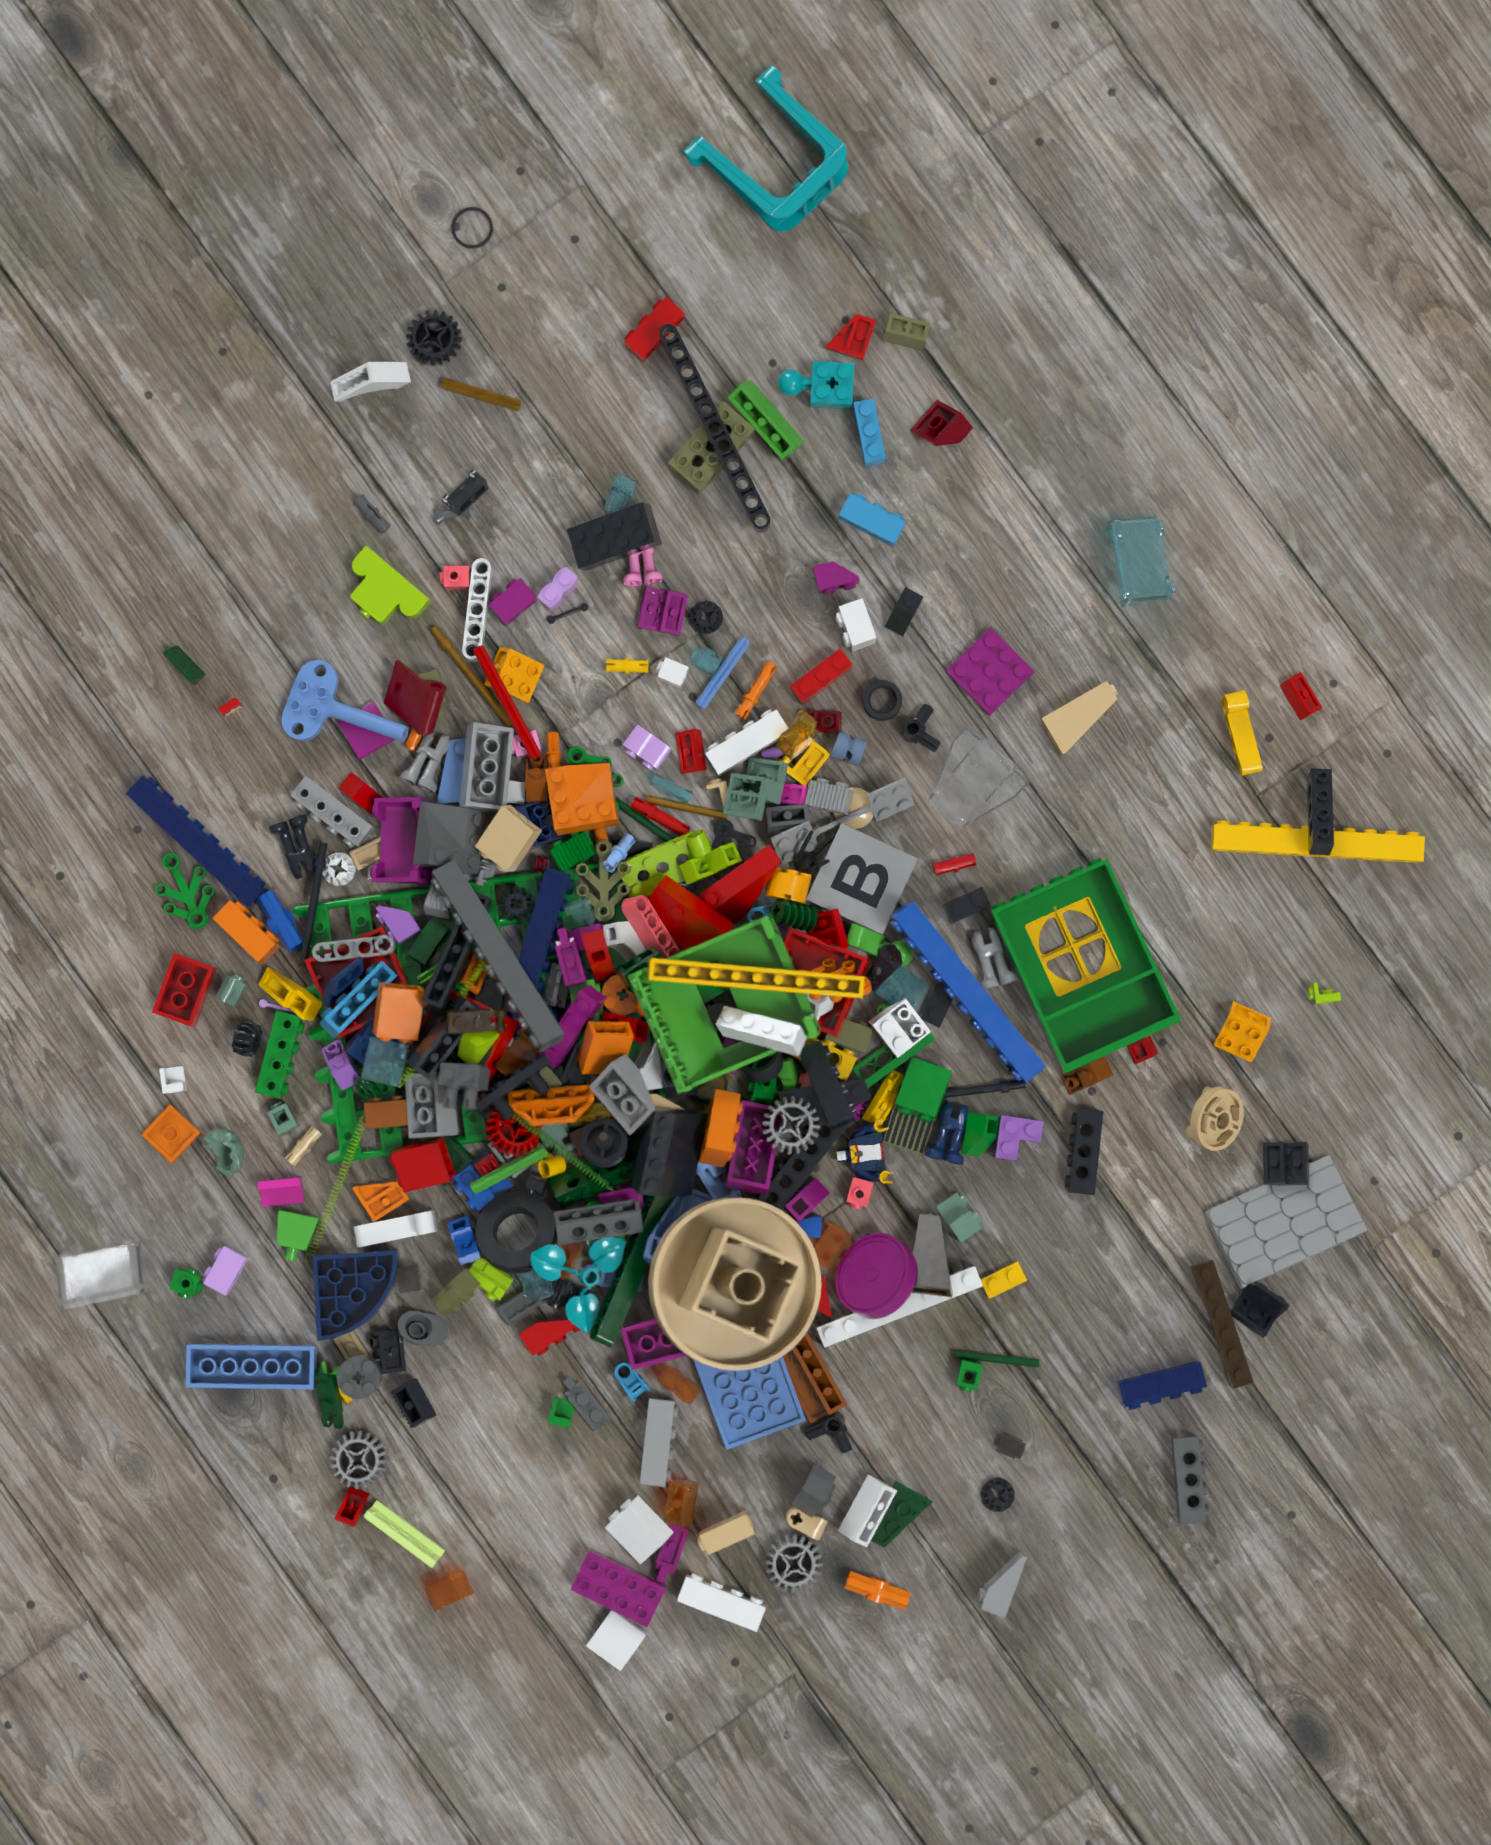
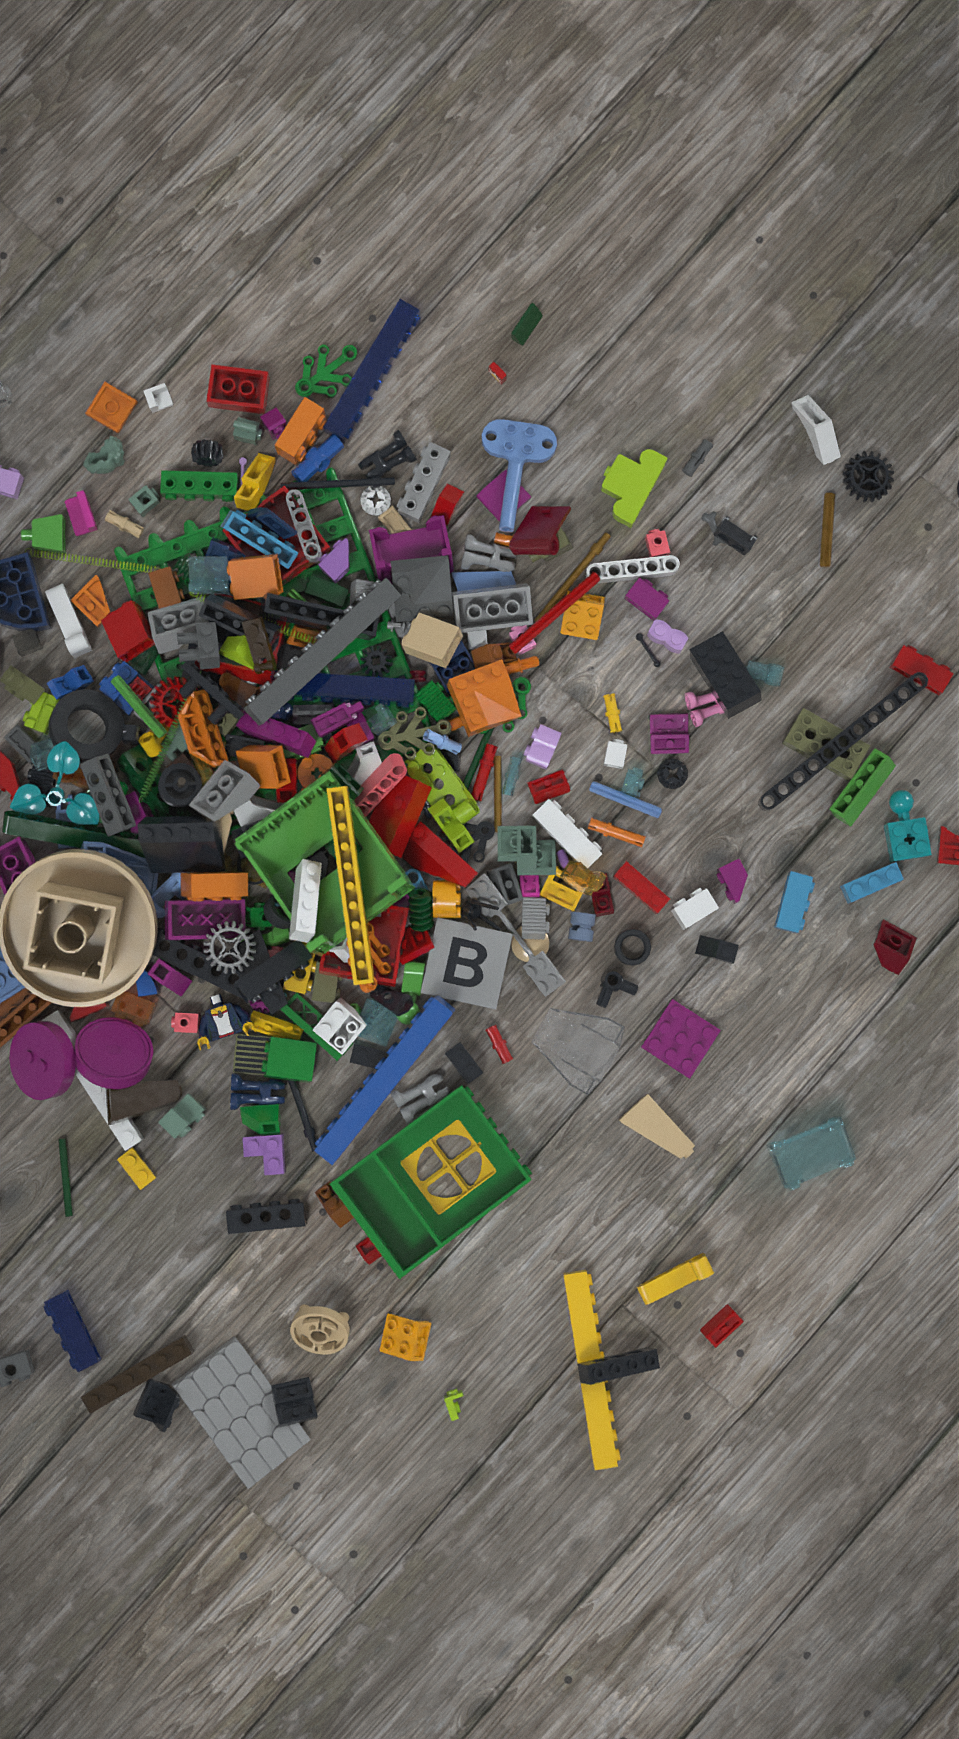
camera: 75 degrees right, 0 degrees up
(231, 958) = (274, 423): none -> magenta slope
(340, 1064) = (199, 538): medium lavender slope -> none
(718, 784) = (523, 818): tan bracket -> none
(867, 1353) = (42, 1060): none -> magenta brick
(969, 1366) = (36, 1156): green brick -> none

